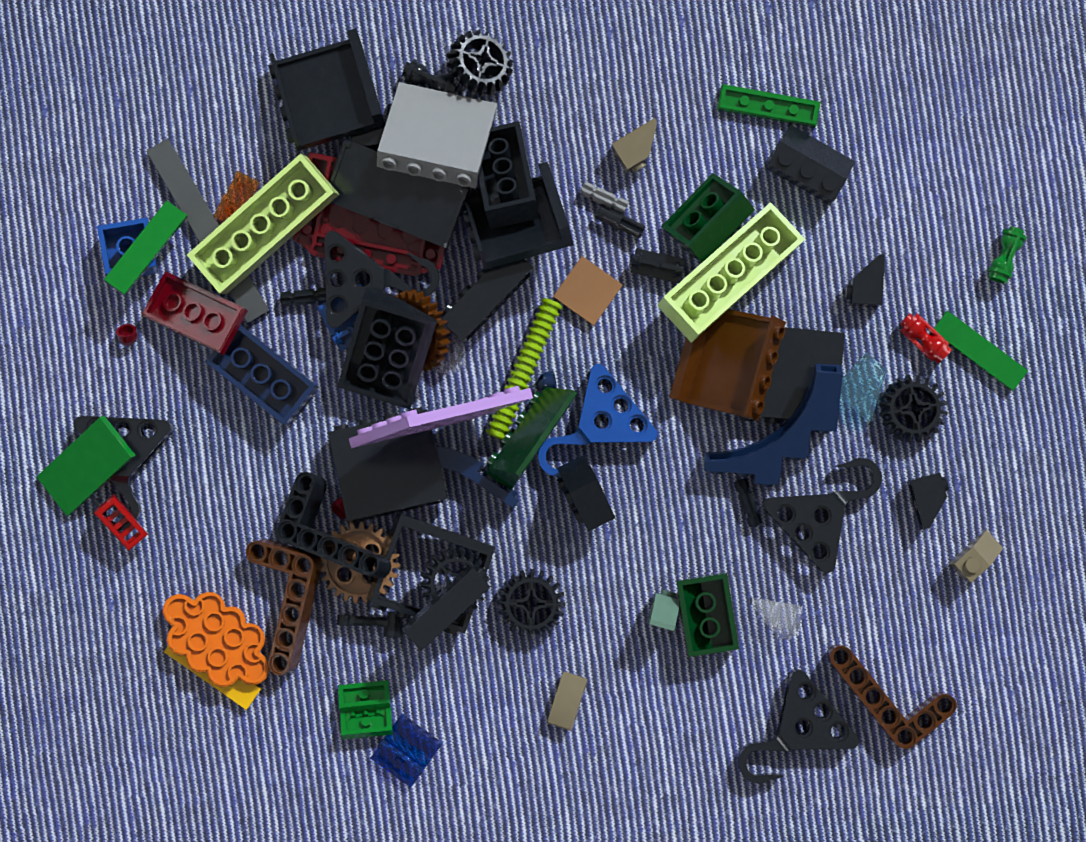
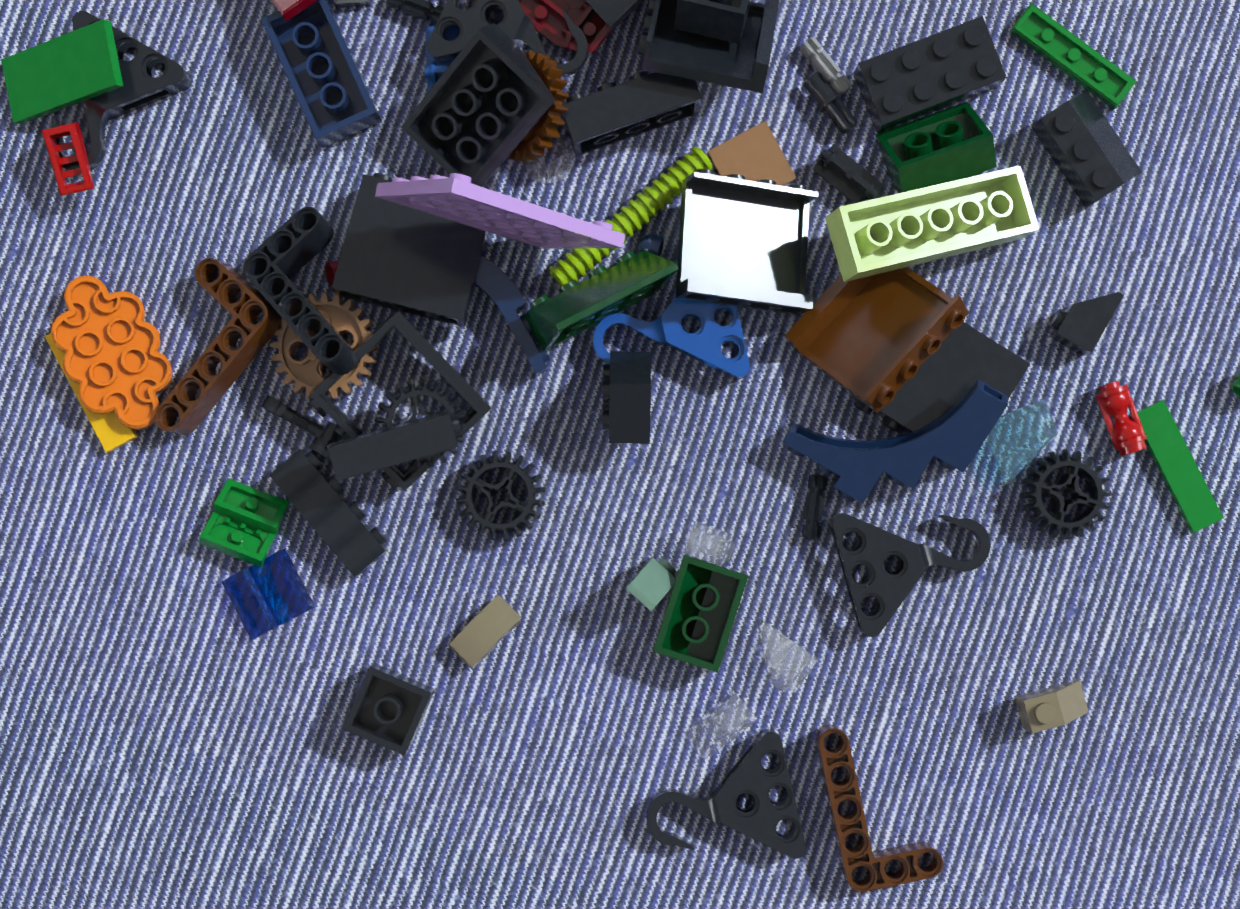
camera: 30 degrees right, 0 degrees up
(419, 673) = (329, 512): none -> black brick
(529, 786) = (389, 709): none -> black brick
(610, 349) = (743, 243): none -> panel
(635, 147) = (891, 24): dark tan slope -> none
(677, 169) = (929, 74): none -> black brick
(689, 564) = (709, 544): none -> clear slope
(759, 683) = (720, 724): none -> clear slope
(928, 496) = (1030, 607): black slope -> none

